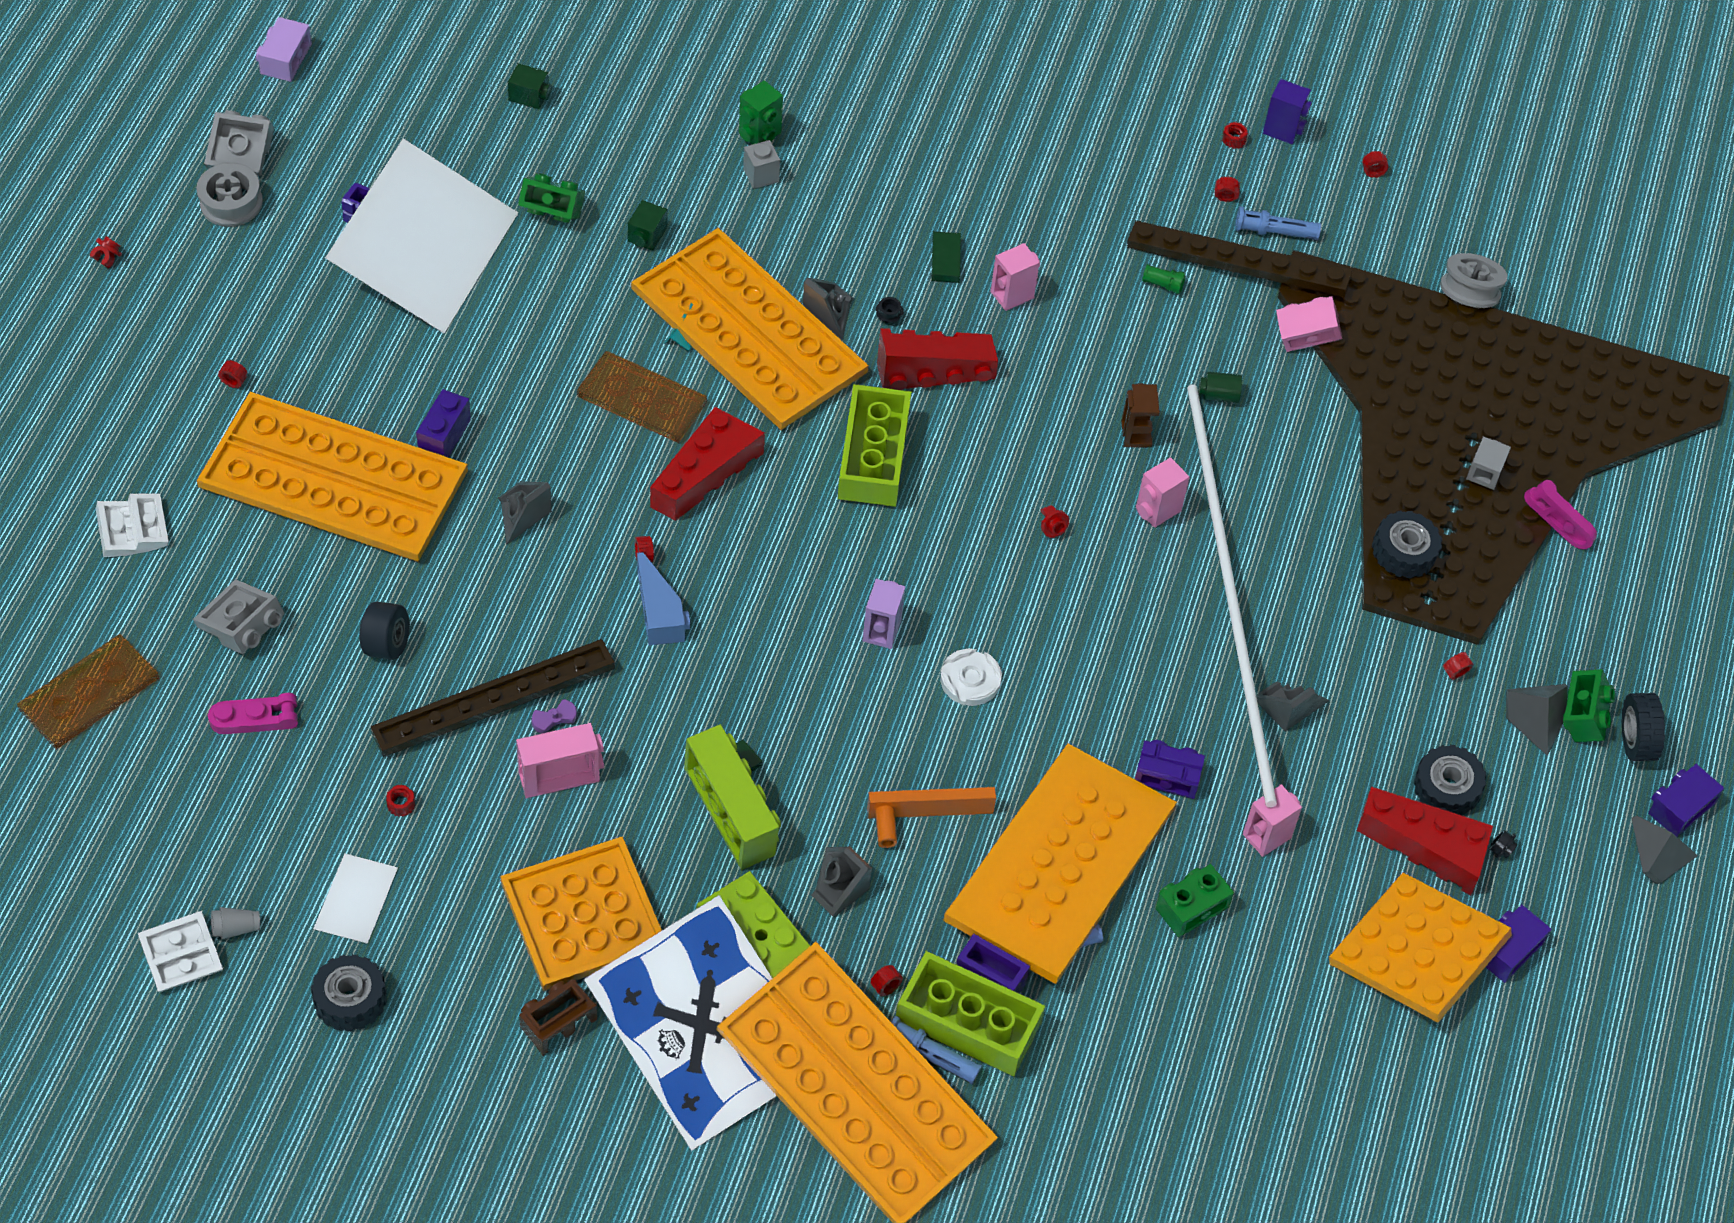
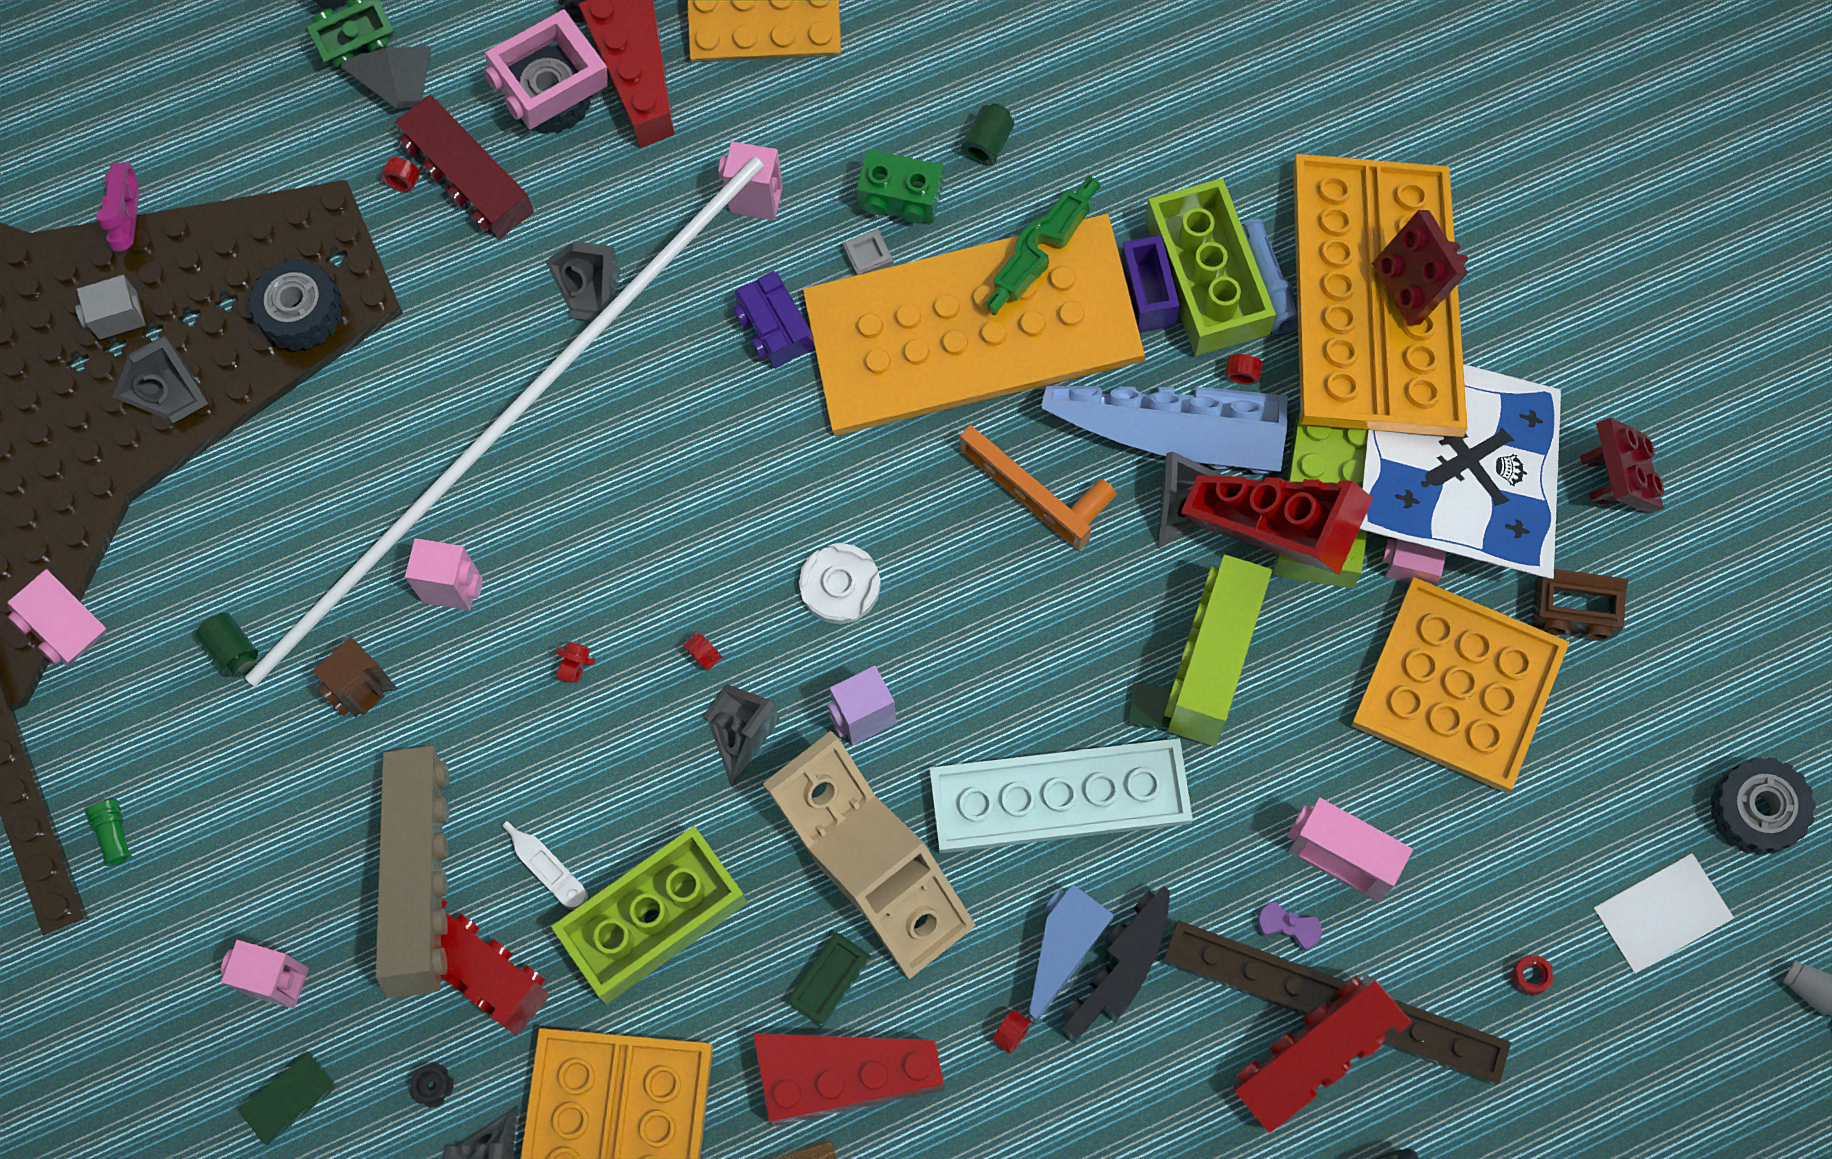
camera: 125 degrees left, 15 degrees up
(477, 656) = (1319, 1051): none -> red wedge
(603, 1114) = (1628, 466): none -> dark red plate
(619, 623) = (1133, 953): none -> black slope
(739, 669) = (1060, 795): none -> light aqua plate
(759, 501) = (828, 979): none -> dark green tile
(769, 870) = (1291, 518): none -> red wedge
(799, 547) = (870, 854): none -> tan bracket
(839, 1092) = (1420, 267): none -> dark red plate
(880, 920) = (1206, 427): none -> light blue wedge
(937, 570) = (740, 727): none -> dark grey slope
(949, 433) = (547, 868): none -> white piece
(997, 581) = (702, 651): none -> red axle
(1004, 359) = (412, 873): none -> dark tan brick
(1074, 937) = (1031, 261): none -> green piece
(1168, 858) = (868, 253): none -> light grey tile
(1186, 983) = (988, 134): none -> dark green brick
(1412, 459) = (159, 382): none -> dark grey slope
(1432, 697) = (463, 167): none -> dark red brick
(1455, 795) = (536, 110): none -> bright pink window

